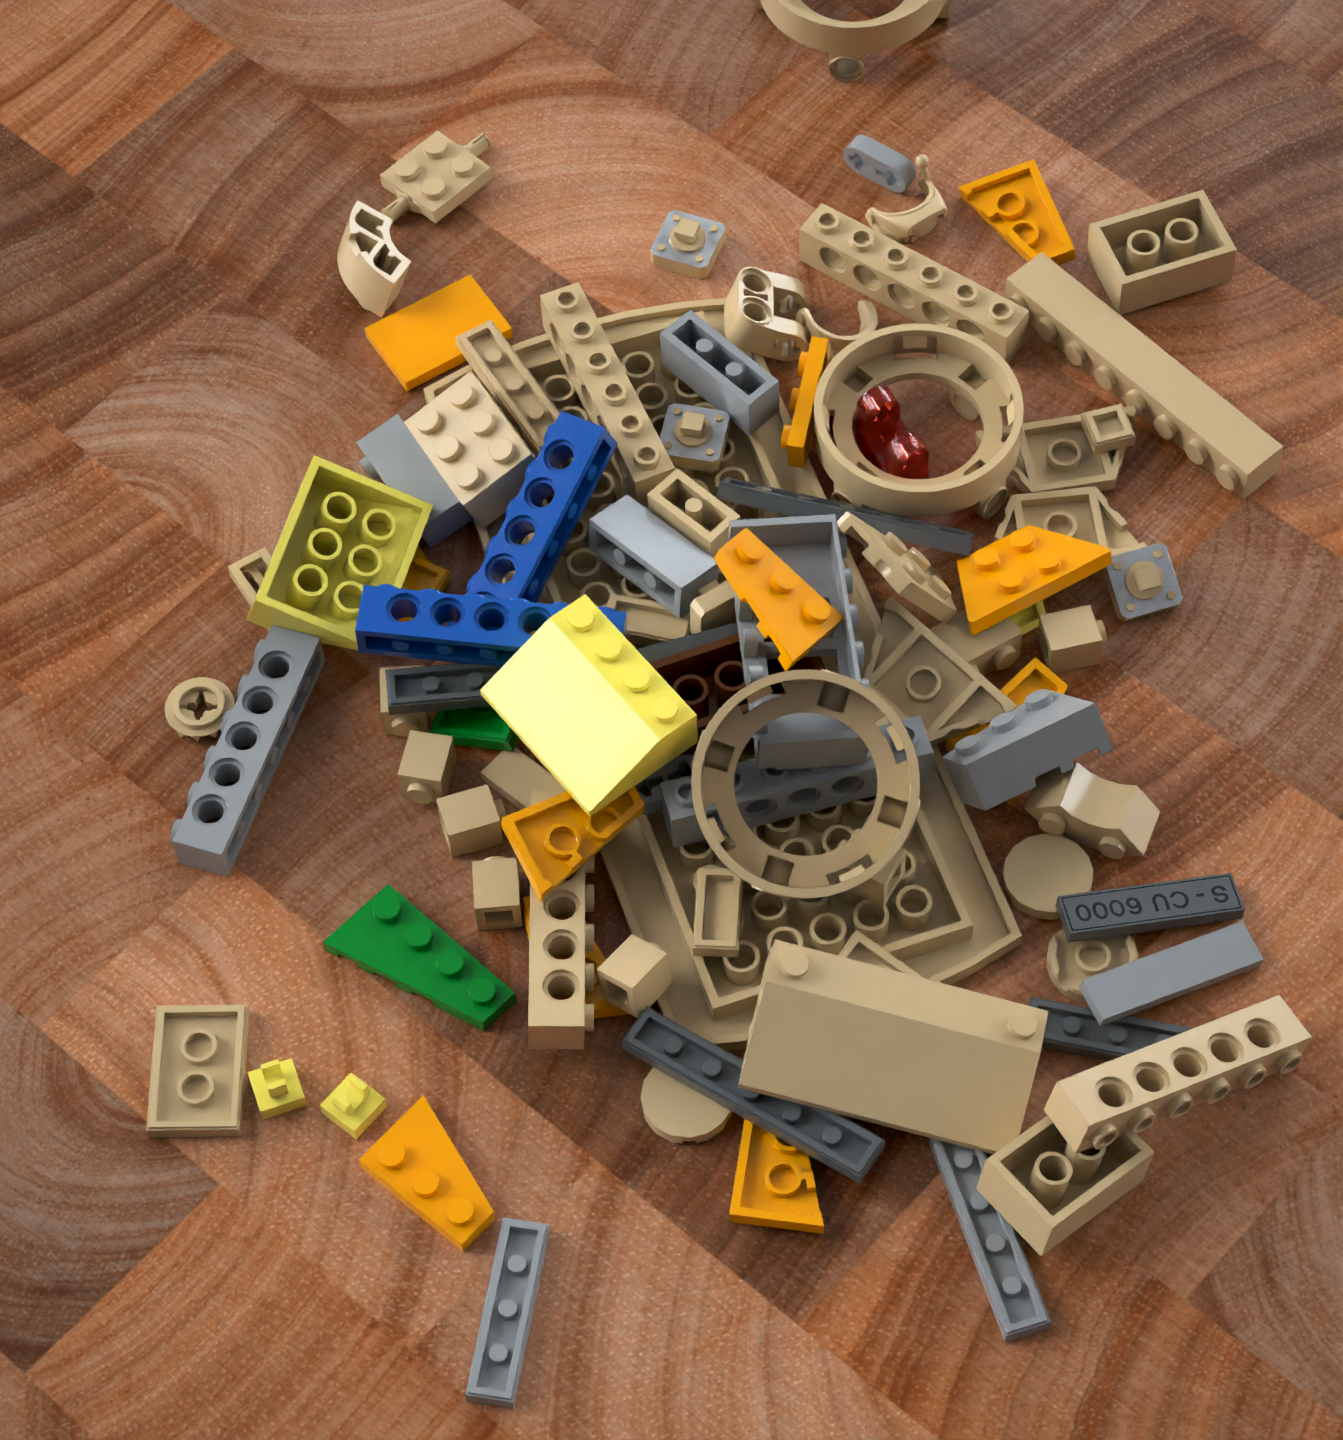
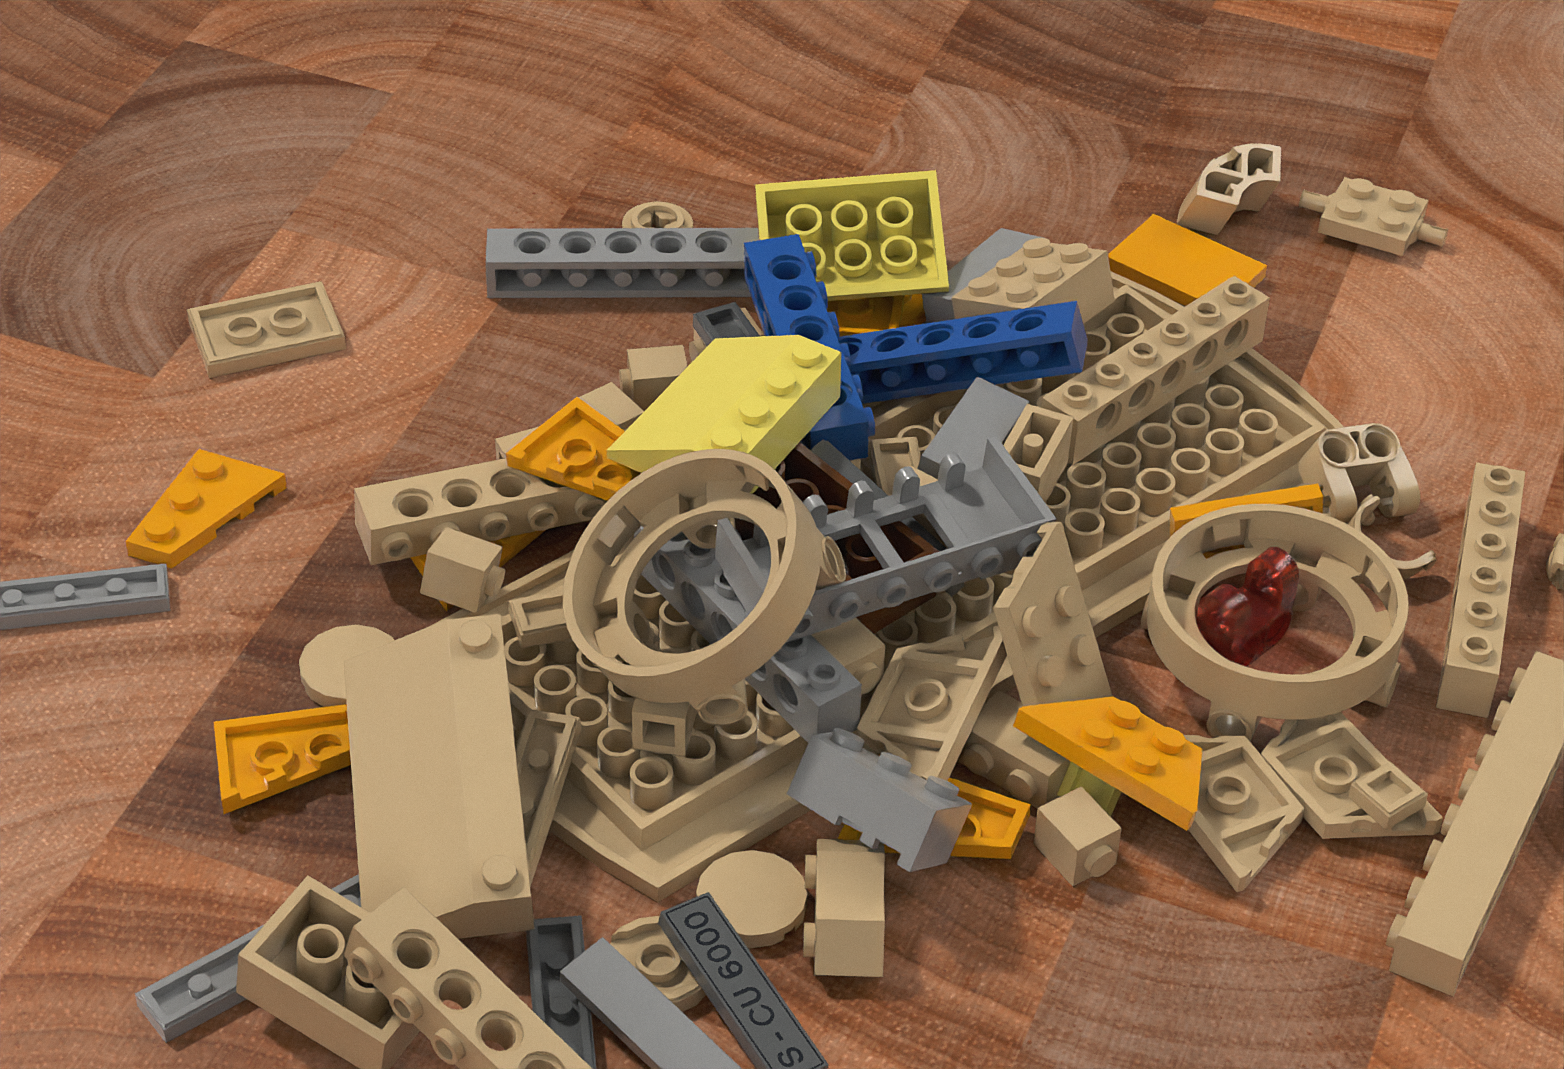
camera: 65 degrees right, 15 degrees down
(277, 1088) = (263, 380): light yellow tile -> none
(353, 1105) = (261, 434): light yellow tile -> none
(412, 951) = (450, 423): green wing -> none
(509, 382) = (1139, 307): tan tile -> none
(688, 244) = (1420, 410): piece -> none
(695, 436) = (1151, 453): piece -> none
(717, 1074) = (324, 770): dark grey tile -> none
(719, 372) = (1232, 435): light grey brick -> none
(780, 598) = (916, 498): light orange wing -> none
(799, 504) = (1117, 592): dark grey tile -> none
(1142, 582) = (1194, 883): piece -> none

